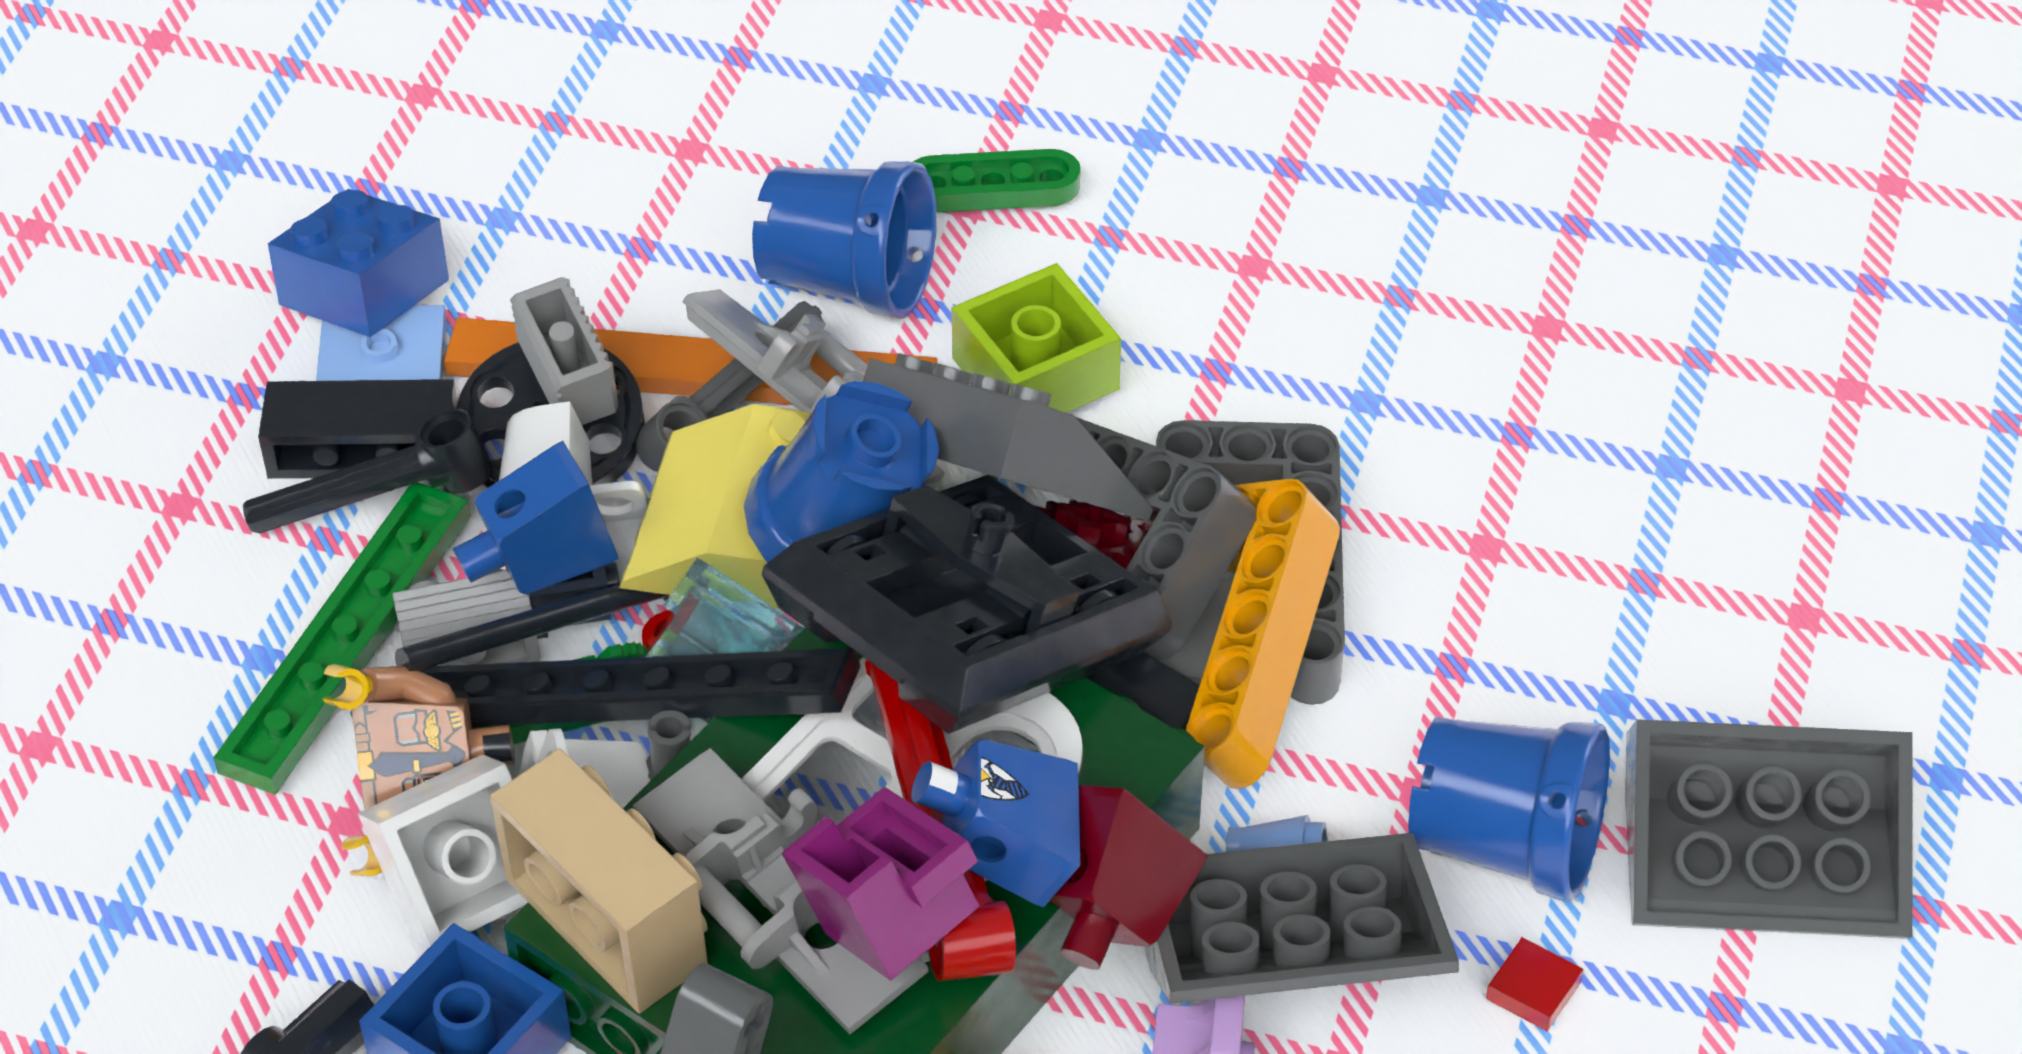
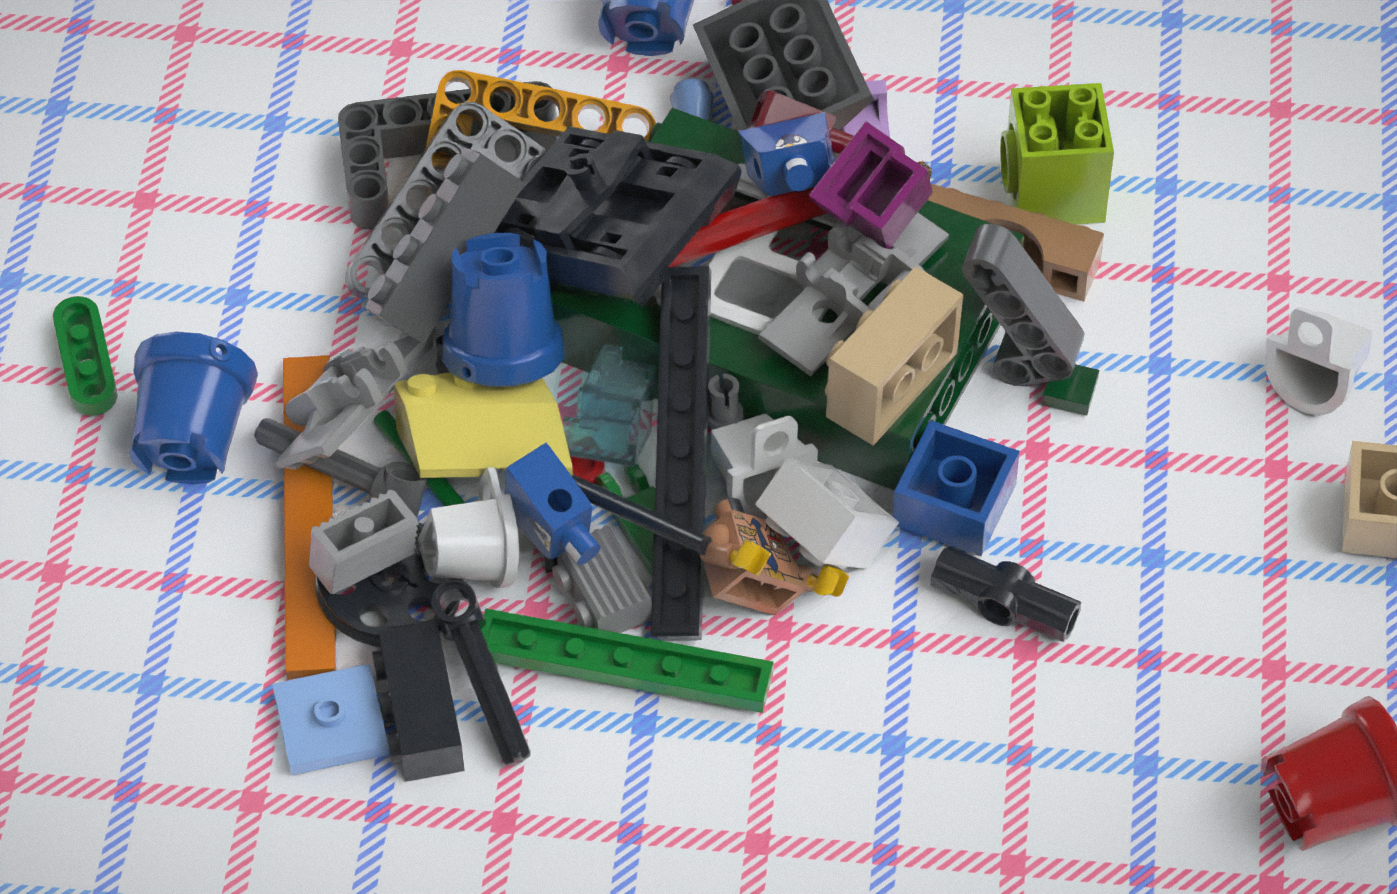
camera: 100 degrees left, 5 degrees up
(358, 261) = (253, 732): blue brick -> none
(1039, 337) = (280, 287): lime brick -> none

